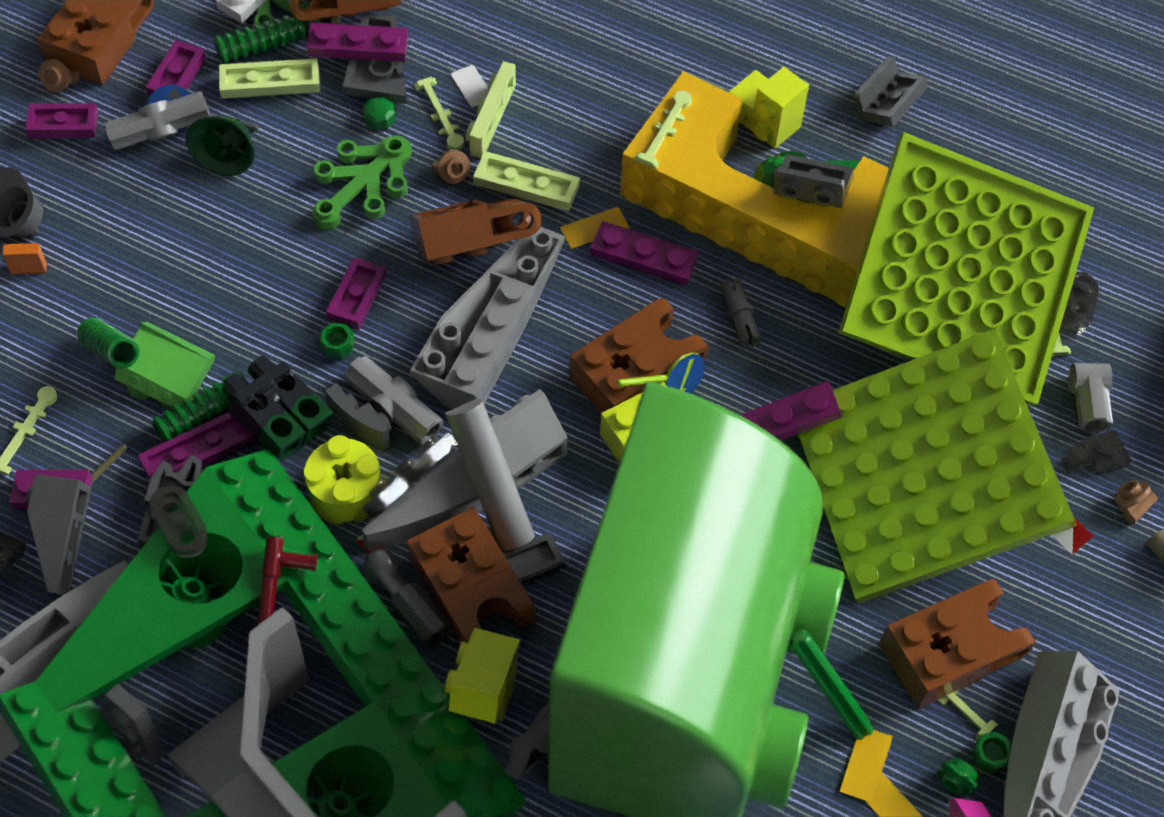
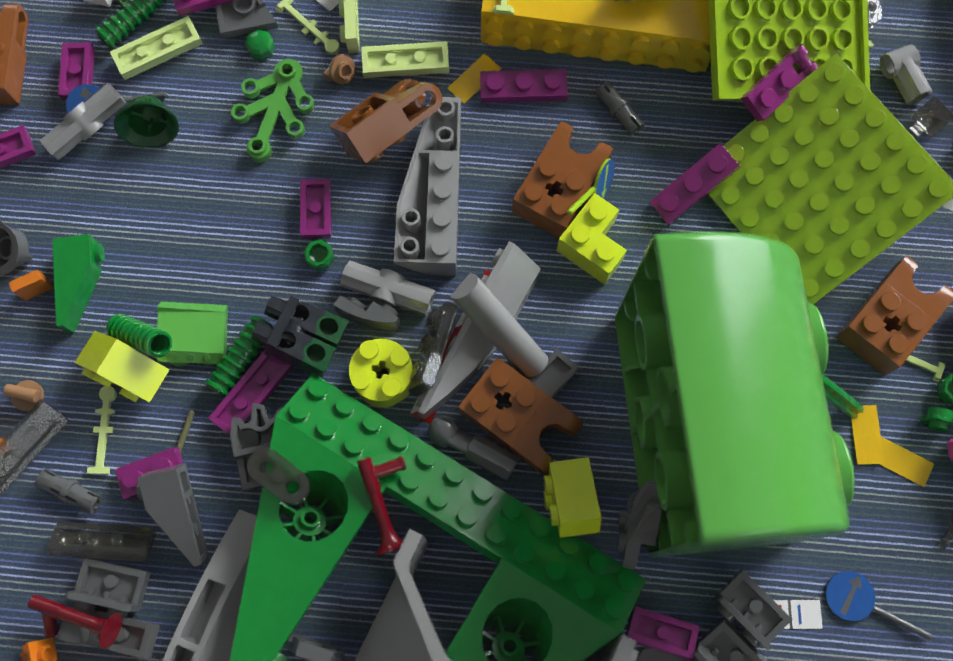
camera: 20 degrees left, 15 degrees up
(73, 267) = (75, 276): none -> green slope
(77, 368) = (114, 362): none -> neon yellow brick
(917, 341) = (776, 83): none -> magenta plate

